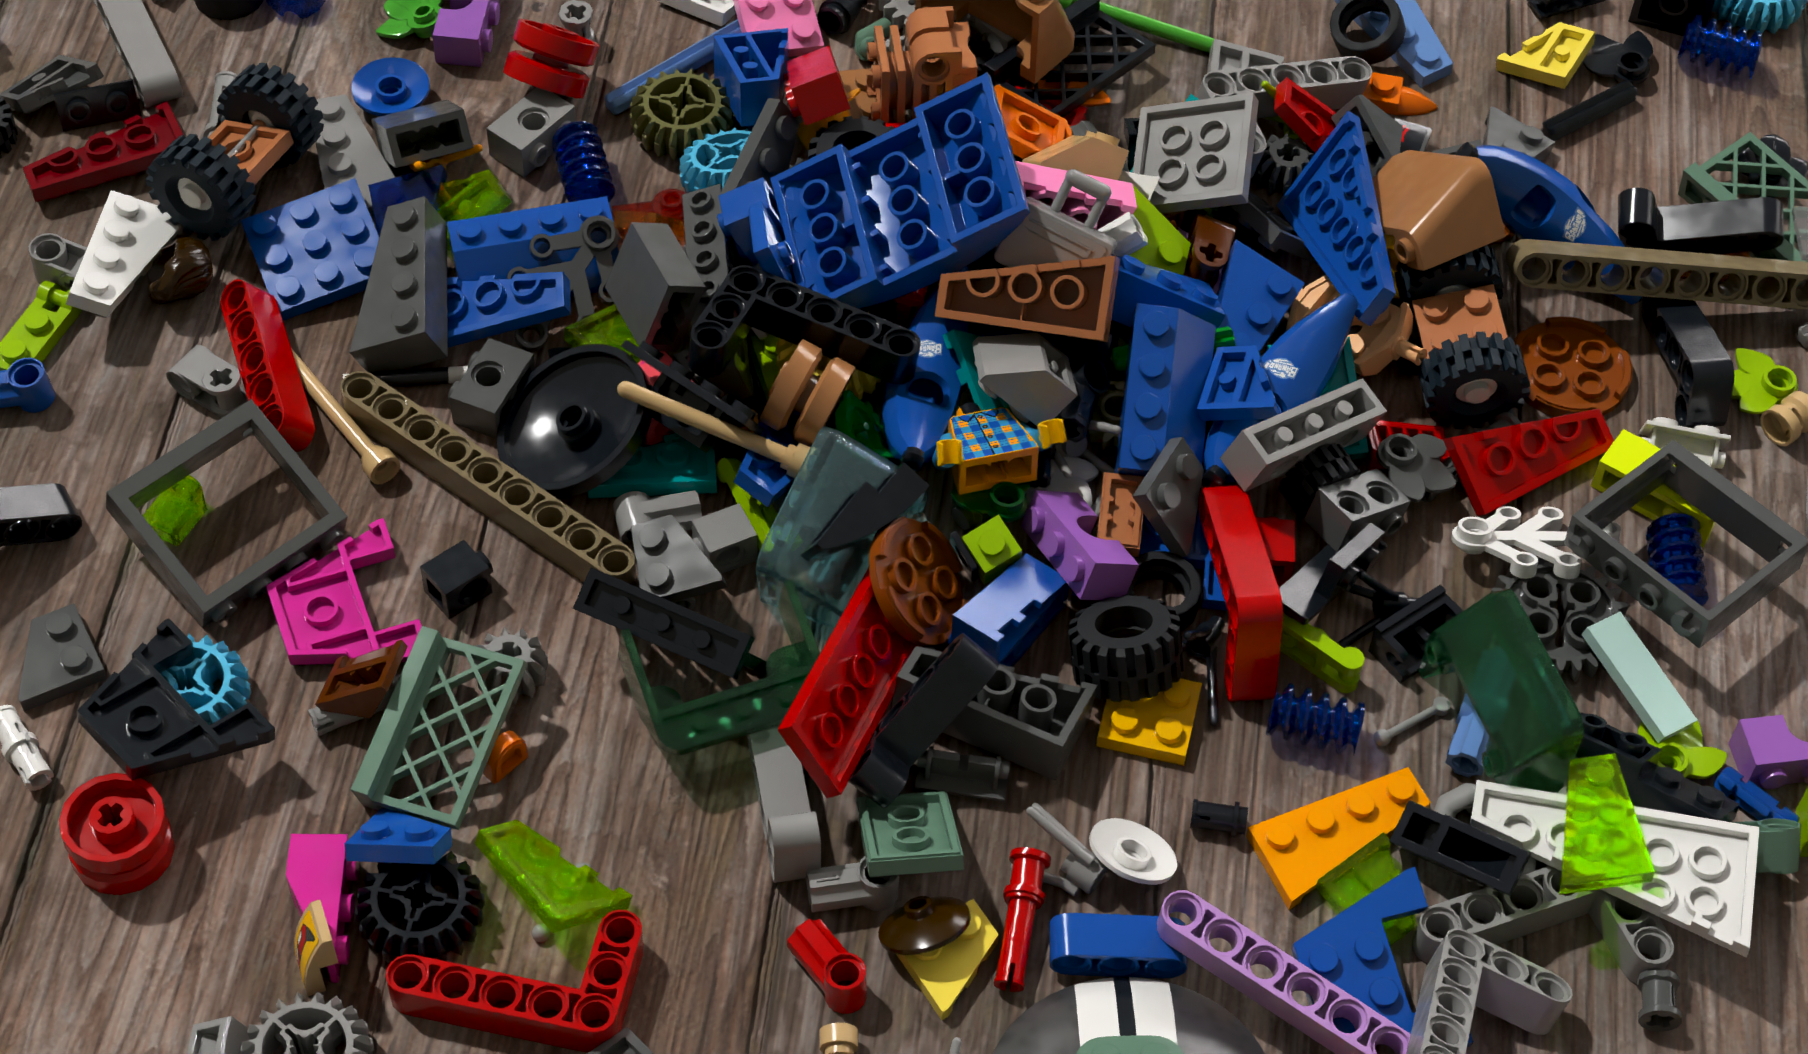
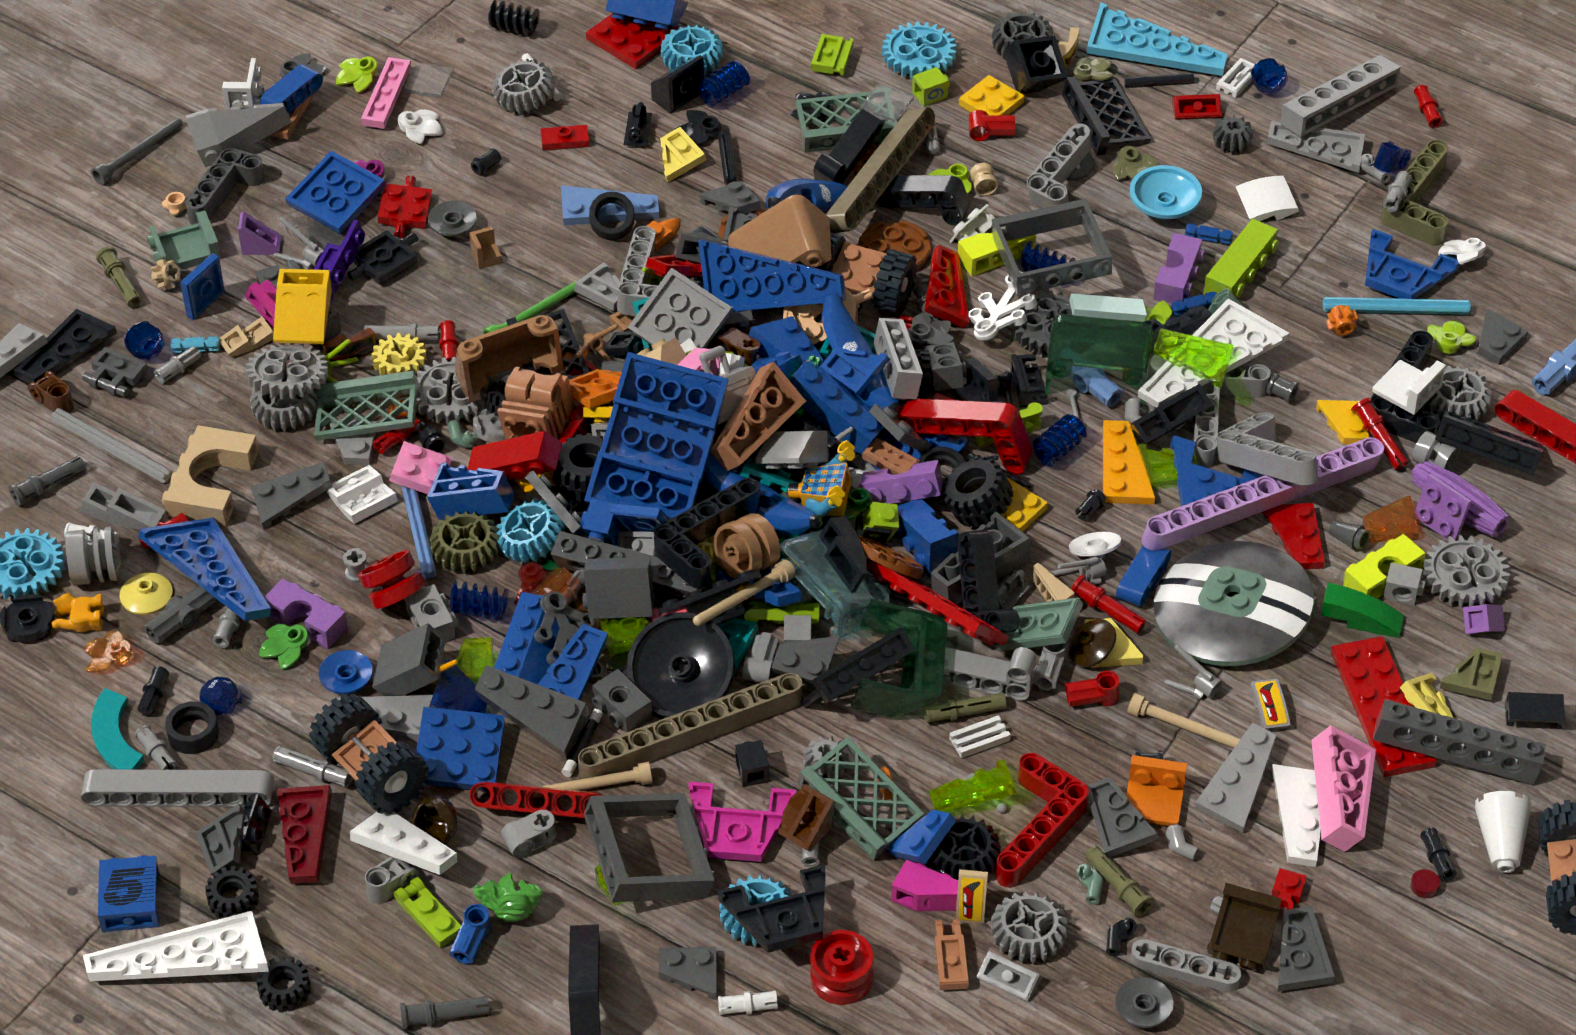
camera: 60 degrees left, 5 degrees down
(78, 398) = (508, 902): none -> bright green hair
(212, 970) = (951, 957): none -> nougat hinge
(637, 825) = (977, 734): none -> white tile
(739, 839) = (954, 709): none -> olive pin
(992, 845) = (1050, 586): none -> tan slope
(1122, 103) = (596, 343): none -> medium nougat plant

